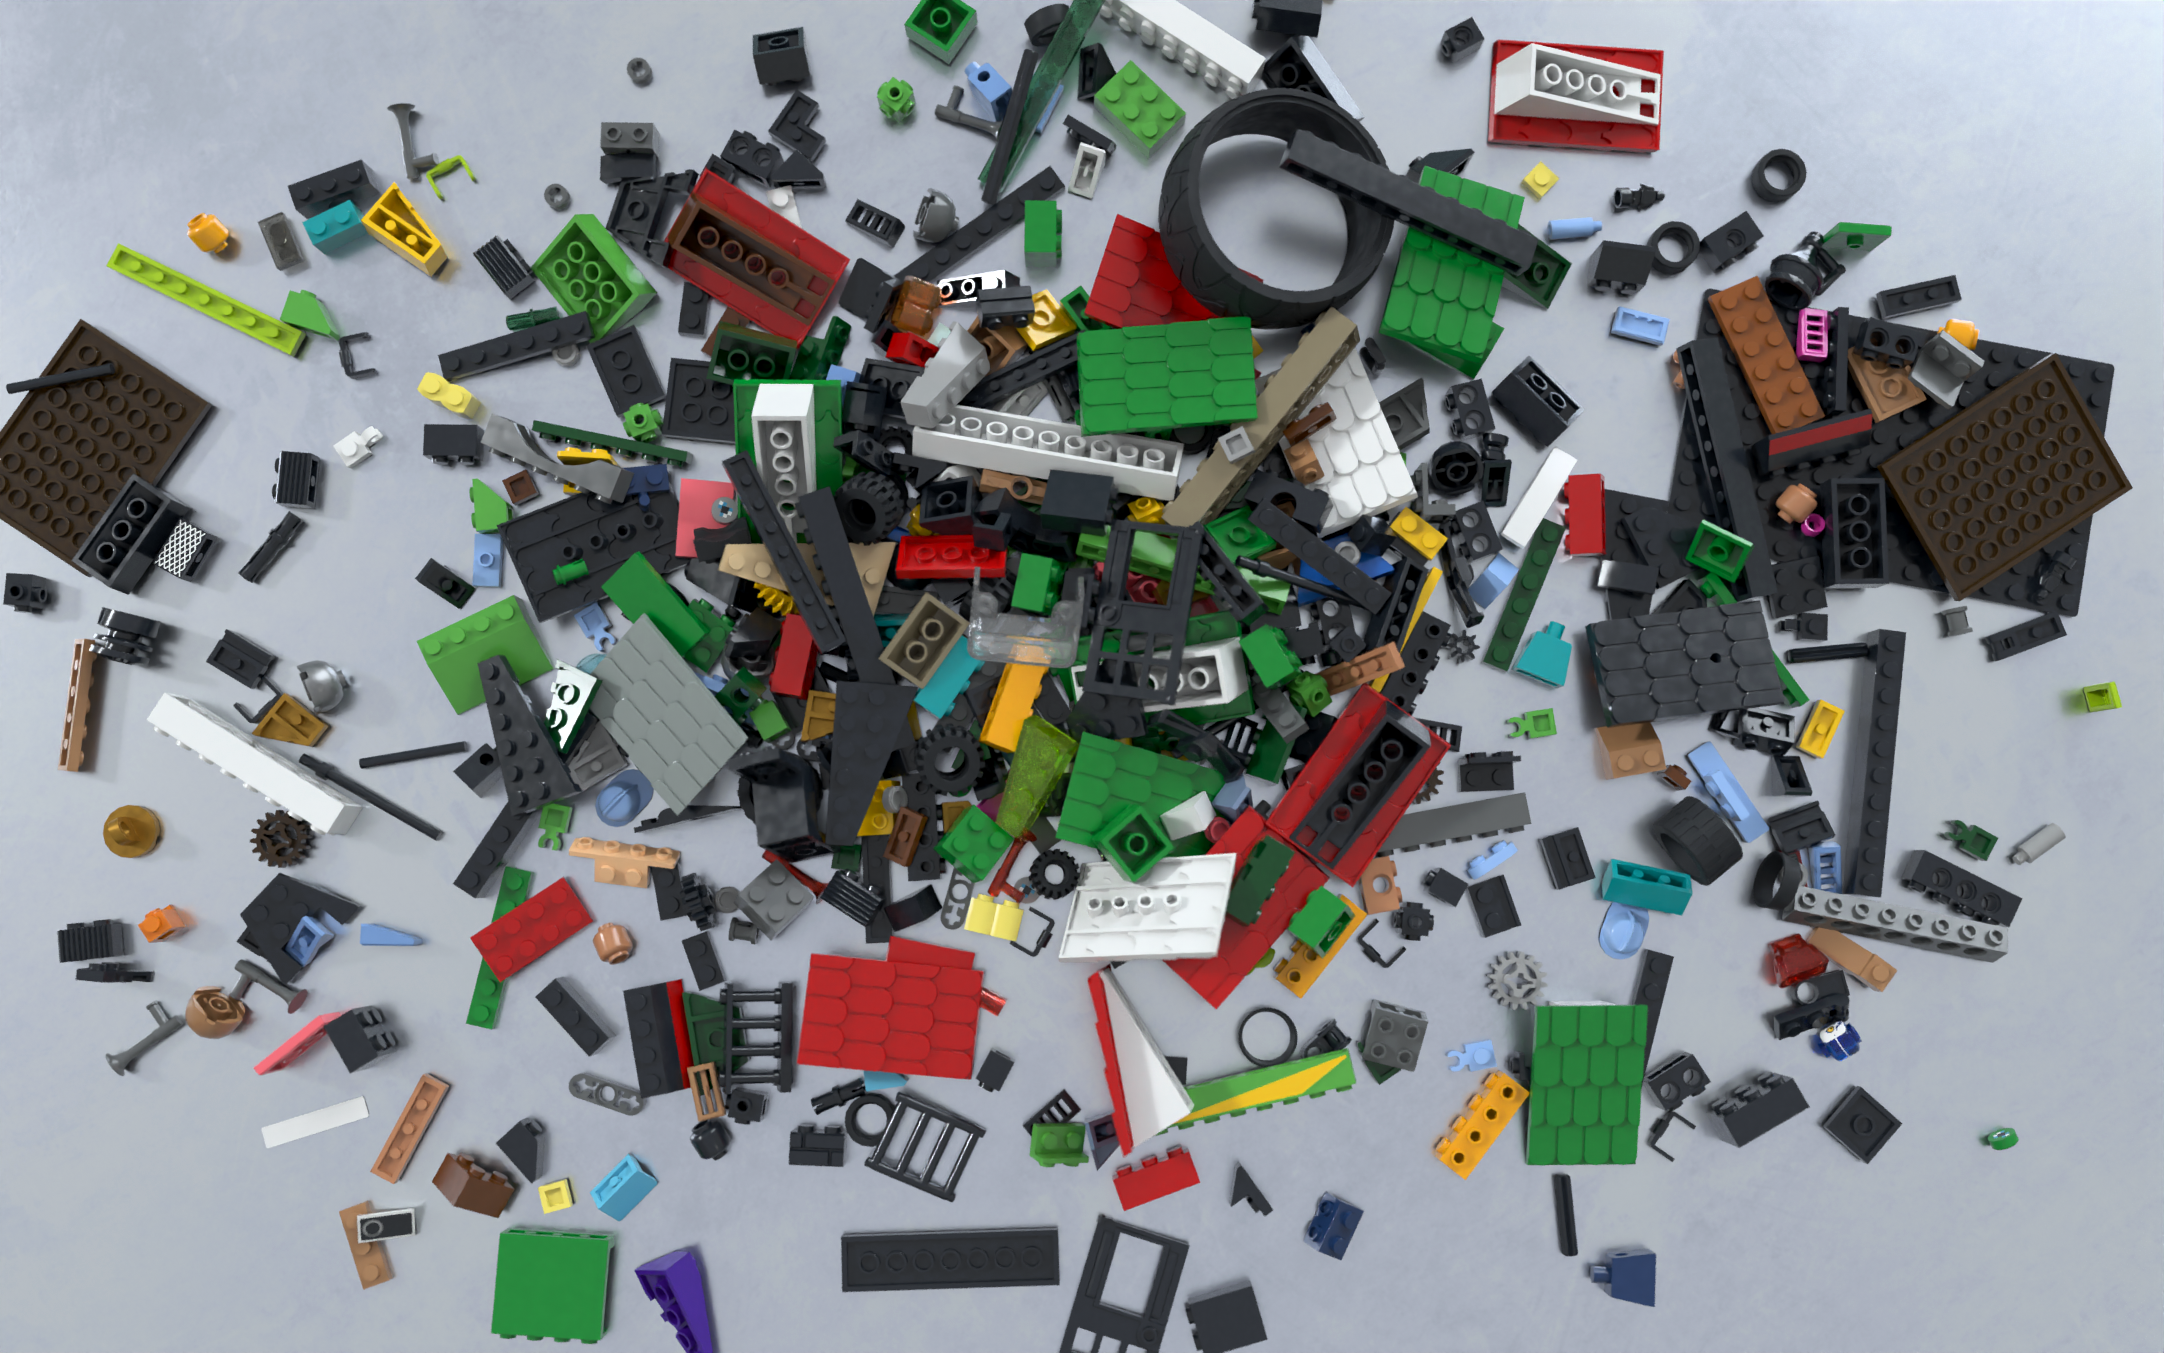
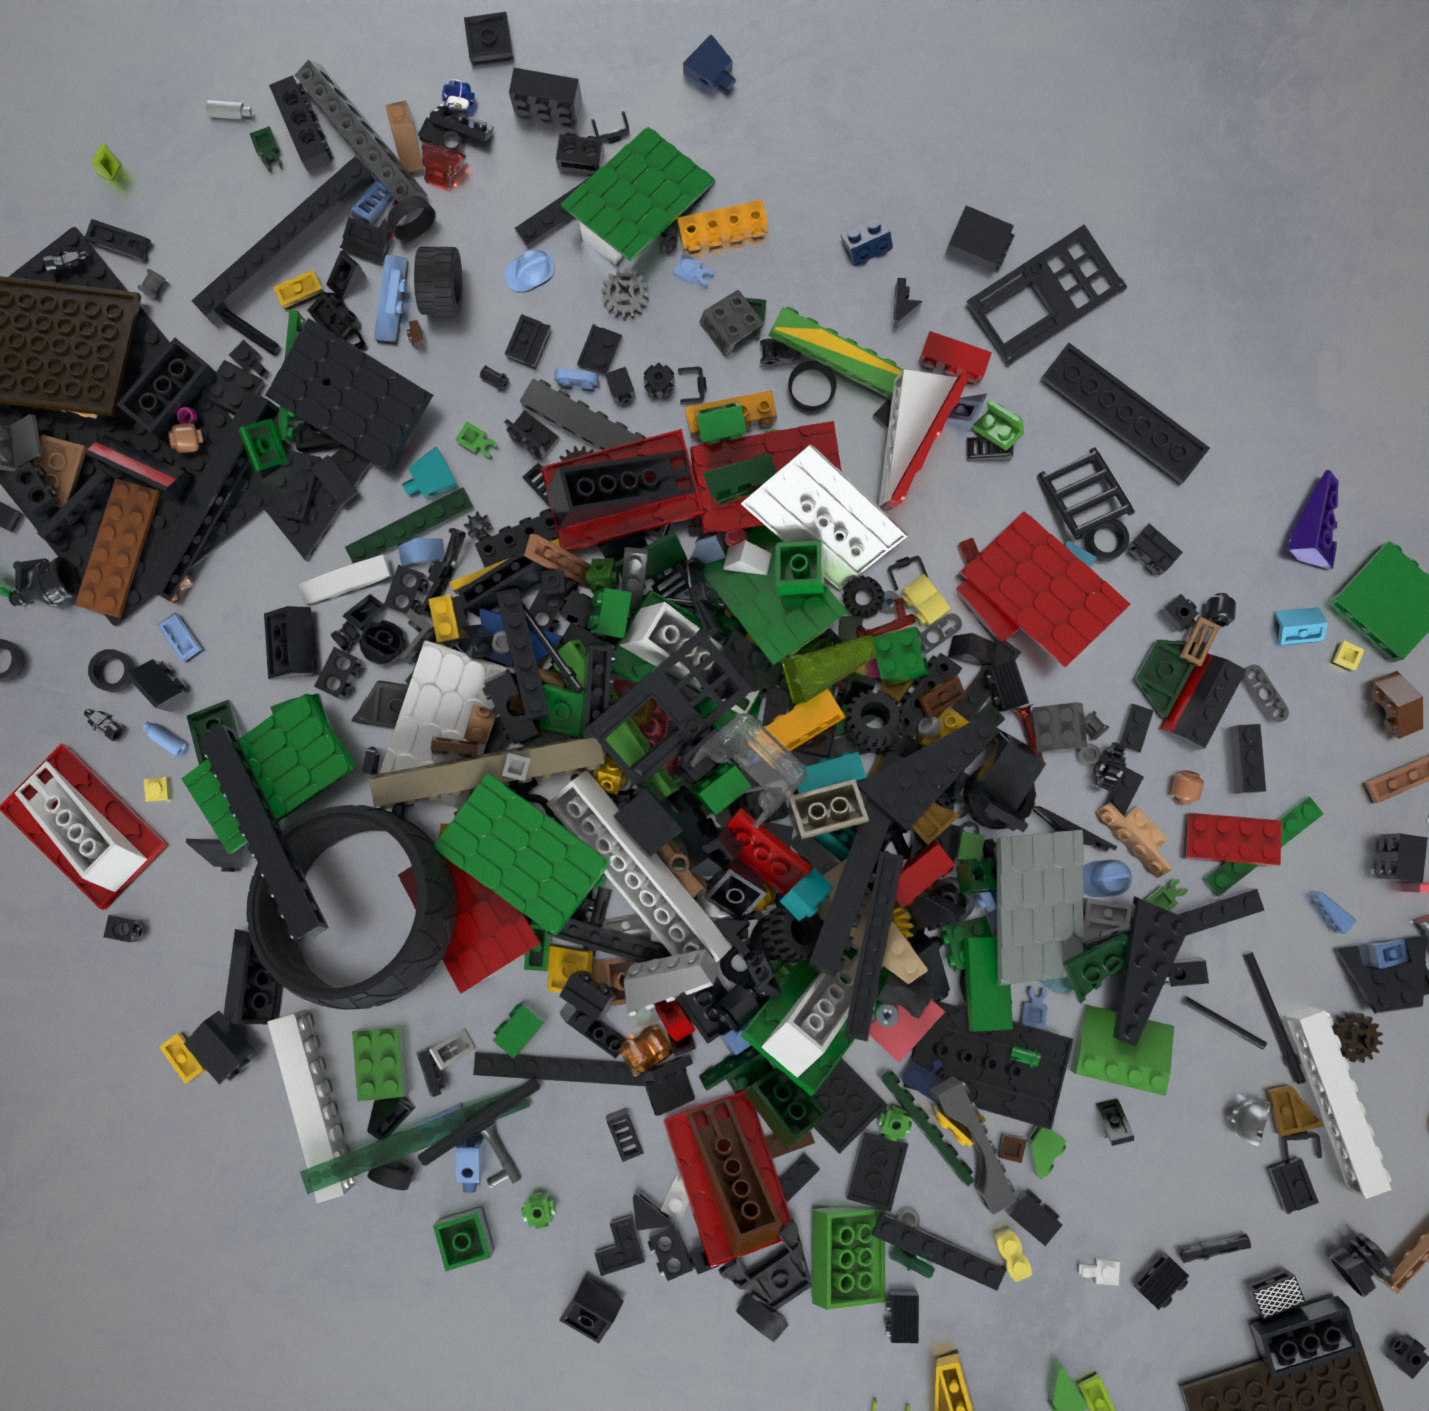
camera: 140 degrees left, 0 degrees up
(345, 357) = (1062, 1343): black piece -> none
(487, 560) = (1073, 1115): light blue plate -> none
(525, 1148) = (1346, 701): black slope -> none
(550, 200) = (819, 1337): dark grey bush -> none
(629, 138) = (744, 1337): dark grey brick -> none
(636, 62) = (690, 1383): dark grey bush -> none
(779, 1050) = (1131, 629): black fence -> none
(838, 1096) = (1115, 570): black pin -> none
(881, 549) = (805, 895): none -> teal brick
(935, 217) = (580, 1102): dark grey cylinder -> none
(994, 1070) = (1002, 505): black brick -> none
(1389, 898) = (664, 408): nougat brick -> none
(1566, 1215) = (716, 131): black axle -> none
(1567, 797) = (494, 377): none -> black pin
(1585, 515) = (325, 542): red brick -> none
(1630, 750) = (431, 371): medium nougat slope -> none
(1646, 887) = (494, 281): teal brick -> none
(1740, 230) = (57, 642): black brick -> none
(1802, 352) = (74, 527): dark pink slope -> none

